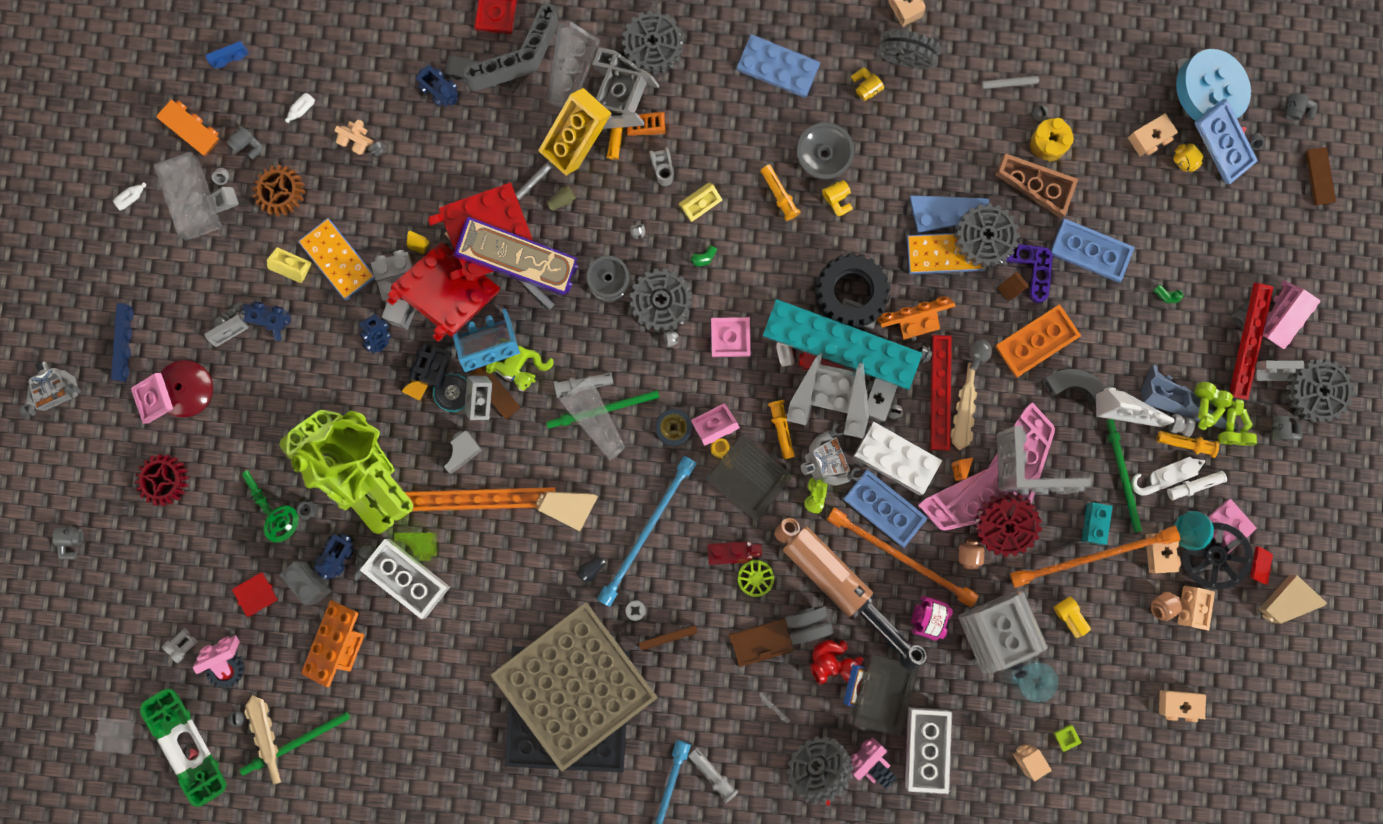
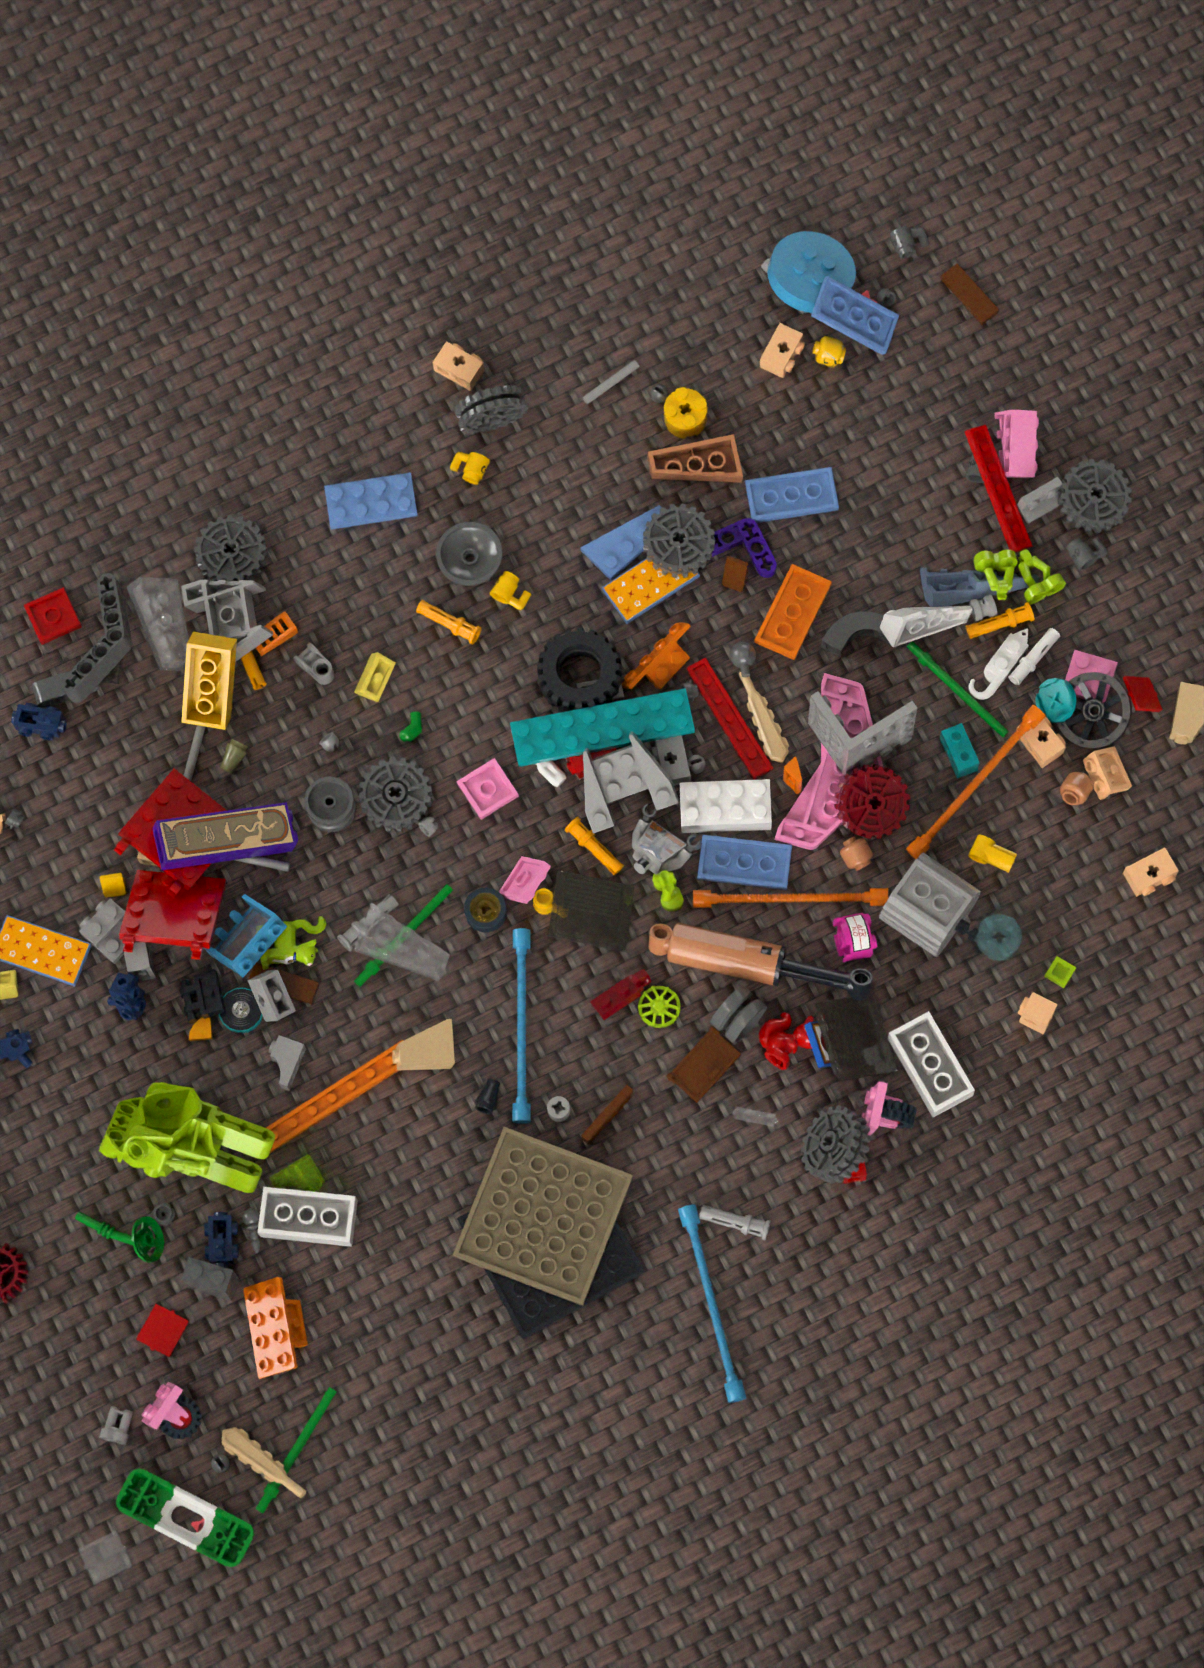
camera: 25 degrees left, 10 degrees down
(1168, 297) = (894, 494): green arm -> none

